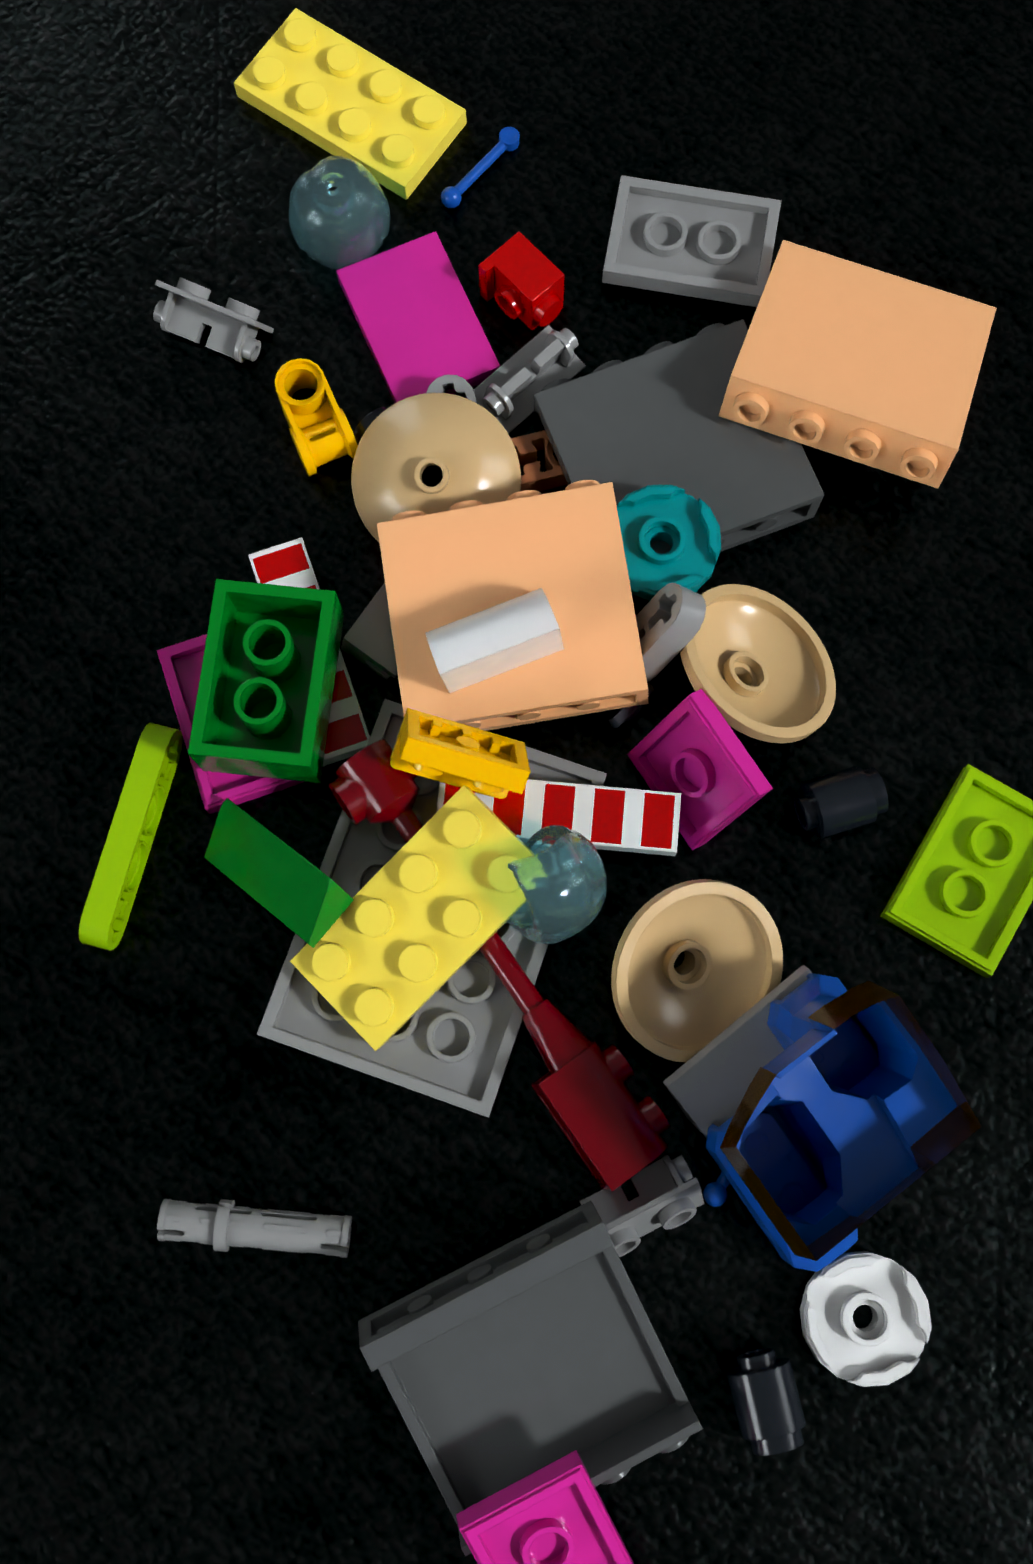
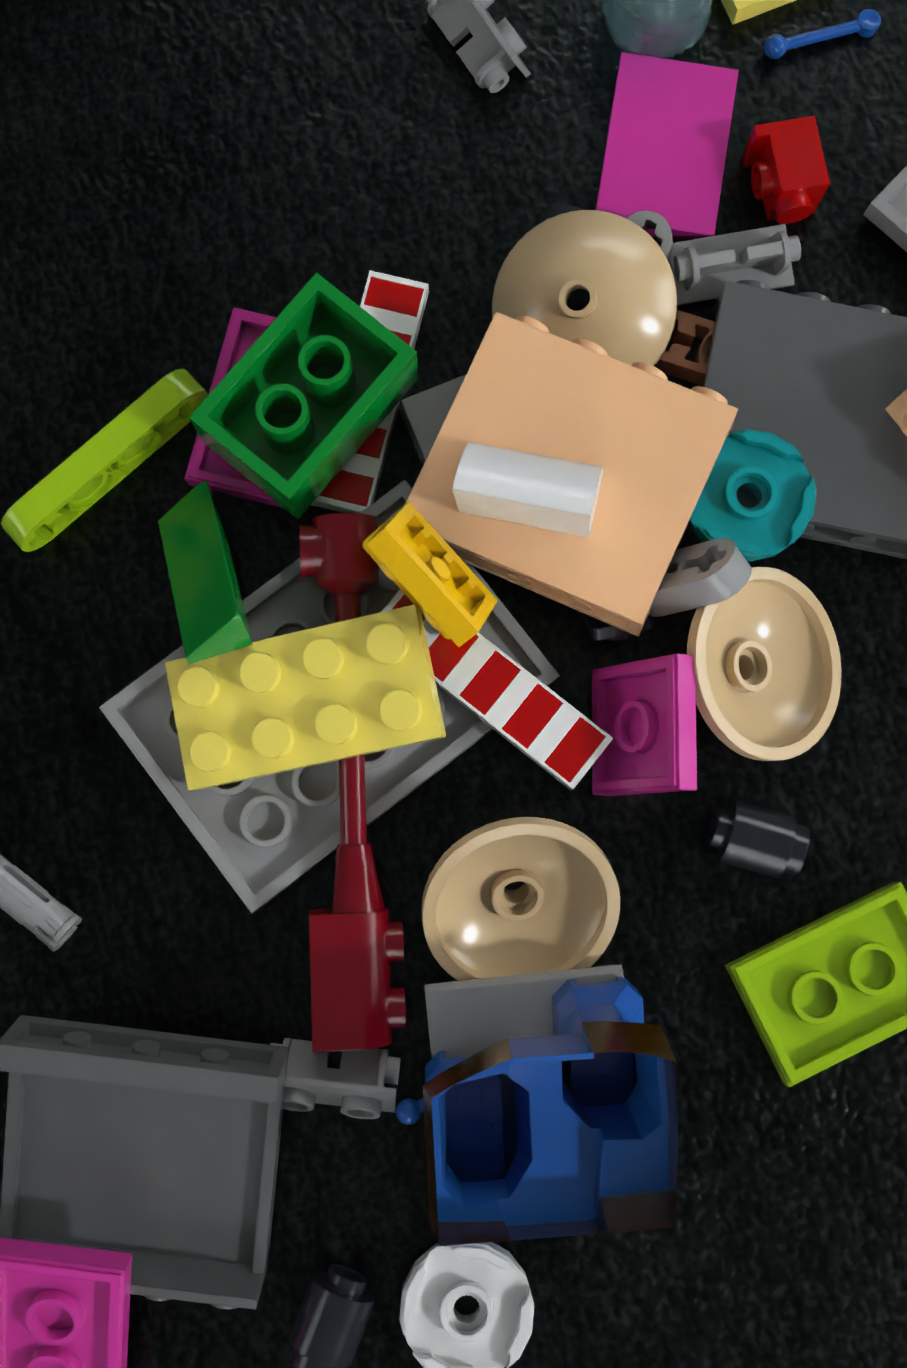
camera: 30 degrees right, 5 degrees up
(316, 423) = (509, 184): yellow piece -> none
(561, 885) = (443, 751): clear light blue piece -> none

